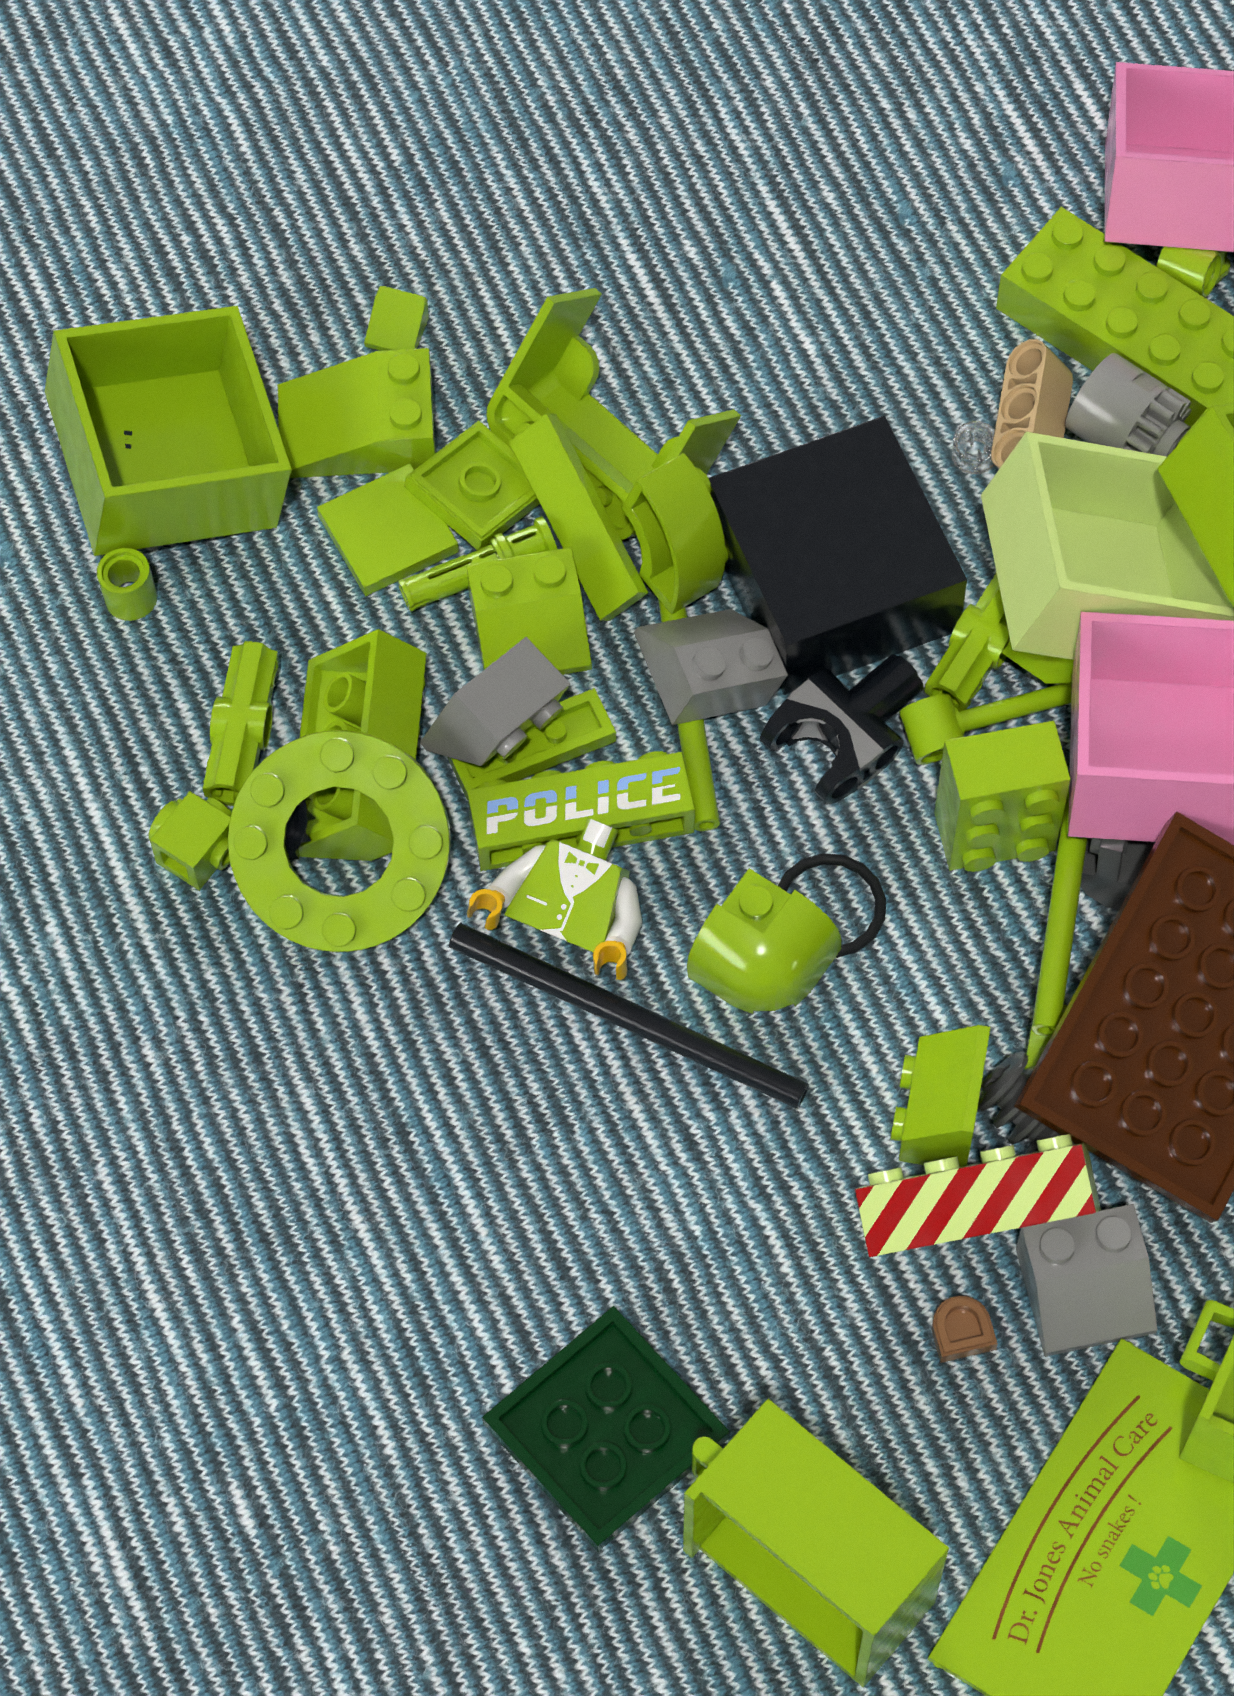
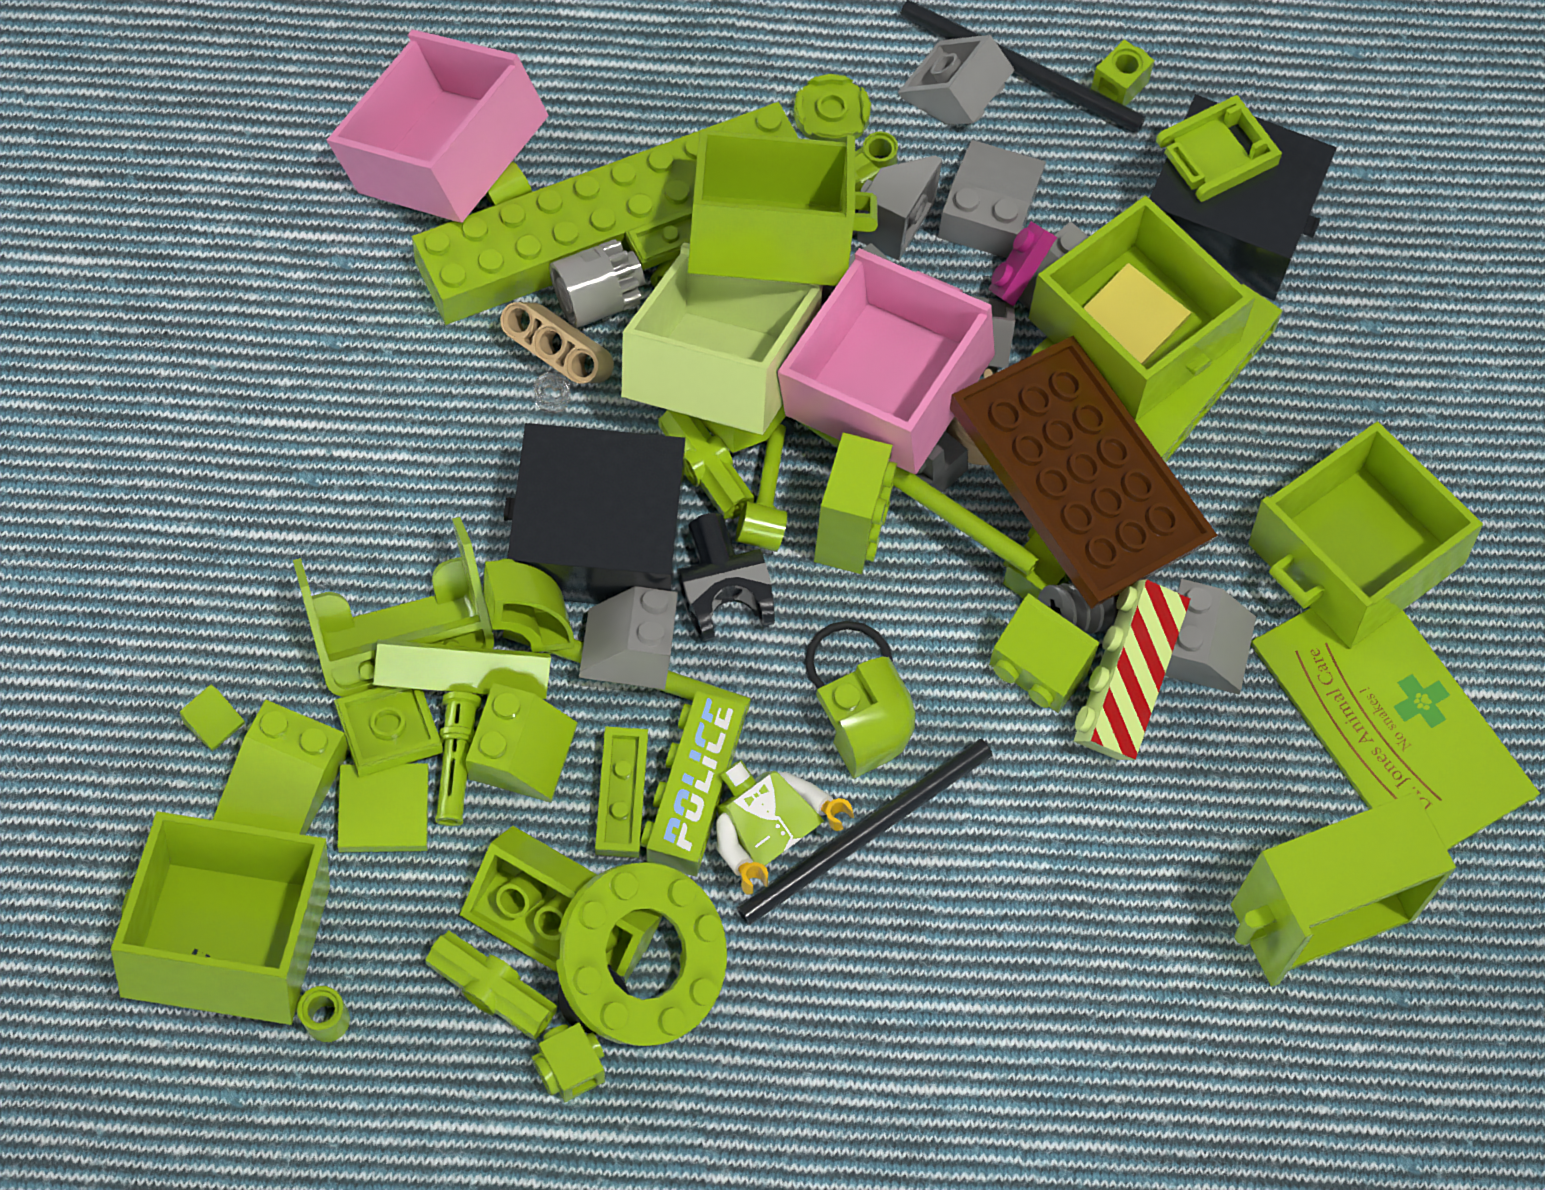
camera: 70 degrees left, 0 degrees up
(498, 707) = (597, 795): light grey slope -> none
(604, 1428) = (1169, 992): dark green plate -> none
(962, 1329) = (1199, 733): medium nougat tile -> none

